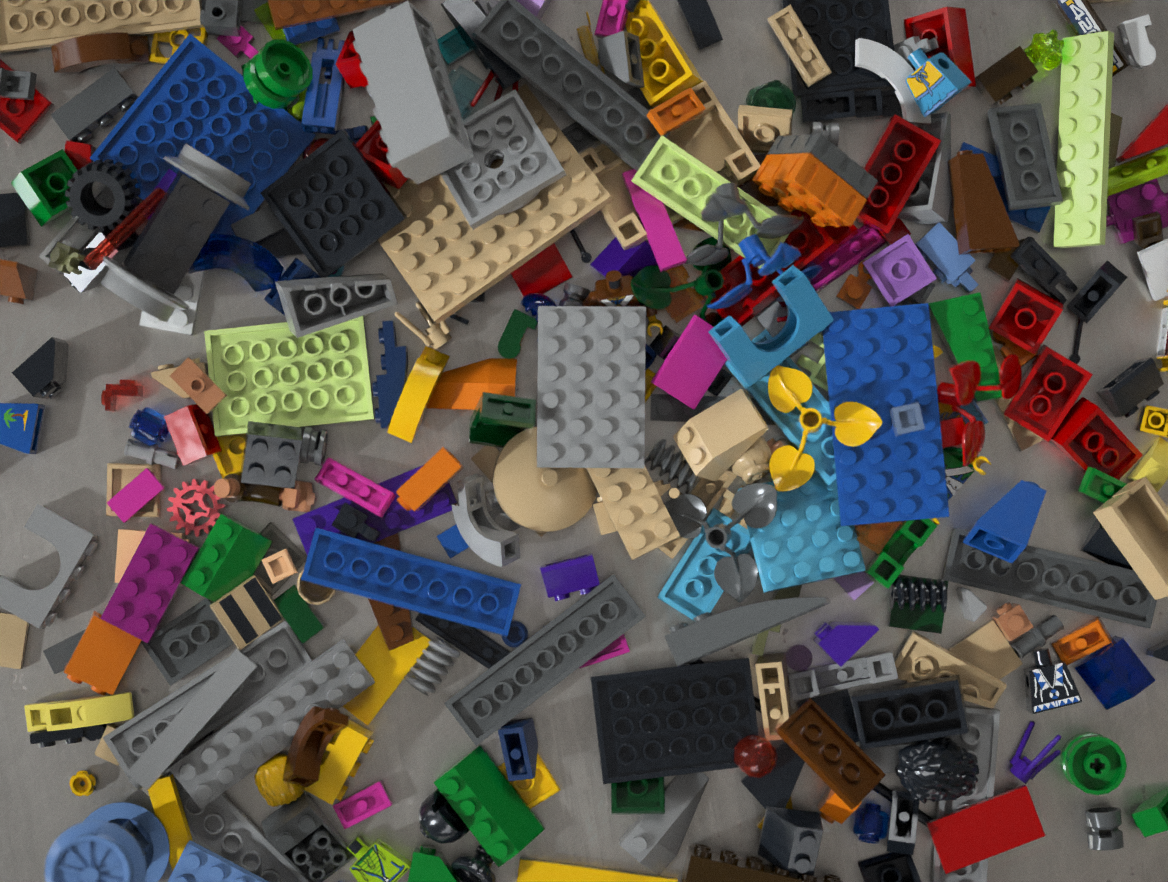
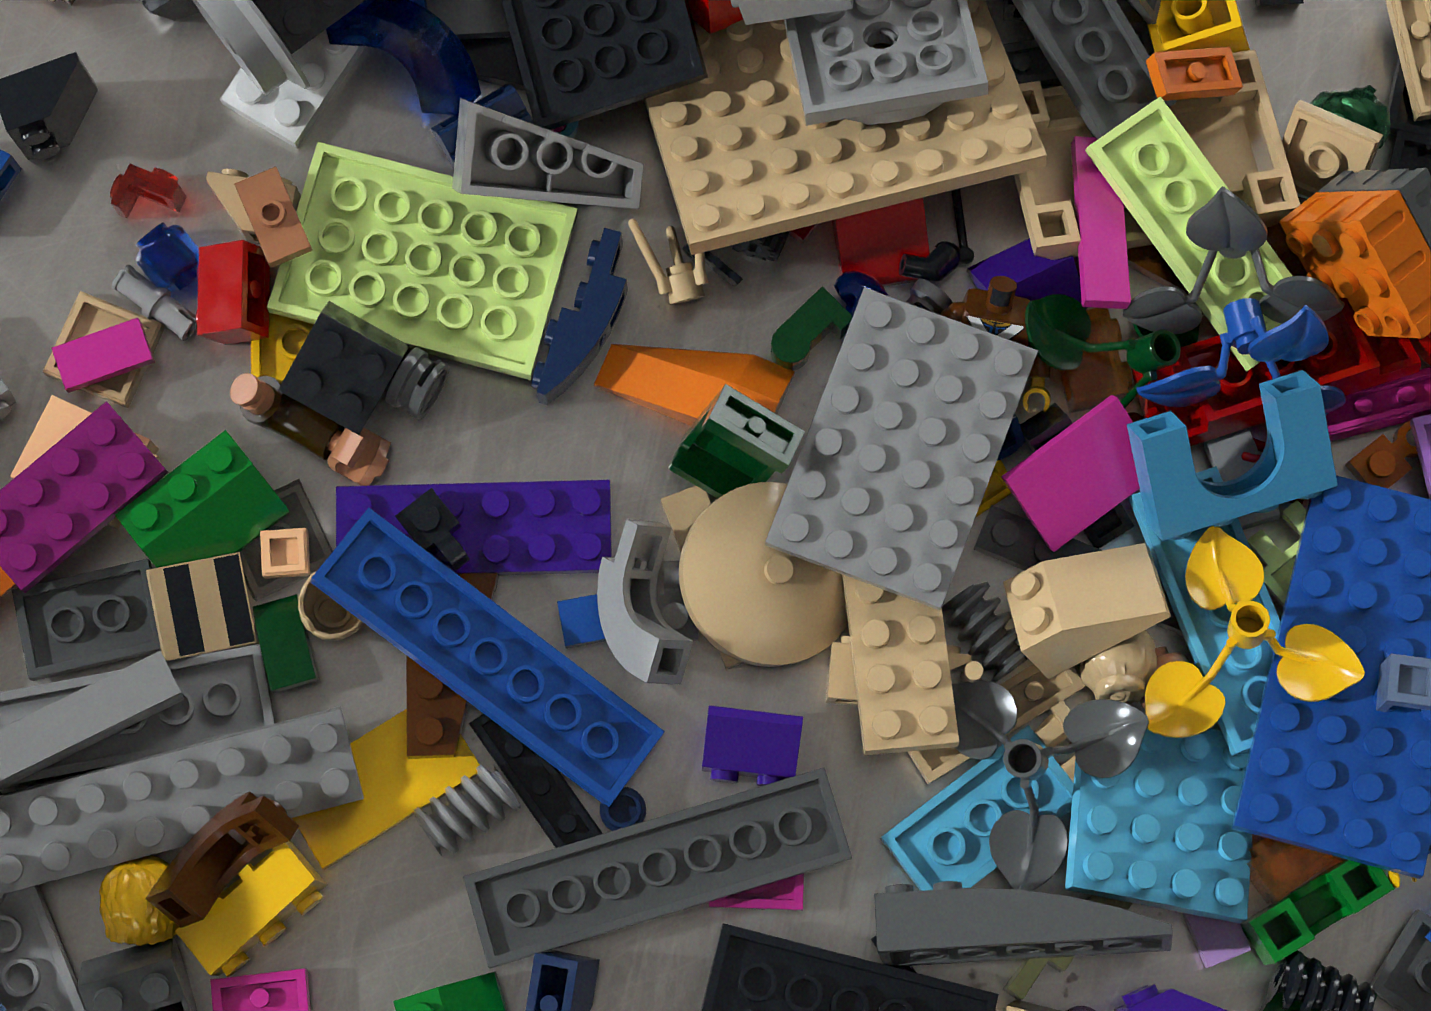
camera: 15 degrees right, 10 degrees down
(192, 519) = (180, 425): coral gear -> none
(355, 487) = (457, 473): dark pink tile -> none
(417, 393) = (612, 362): yellow arch -> none
(429, 480) = (582, 498): orange brick -> none
(571, 272) = (934, 266): none -> black arm

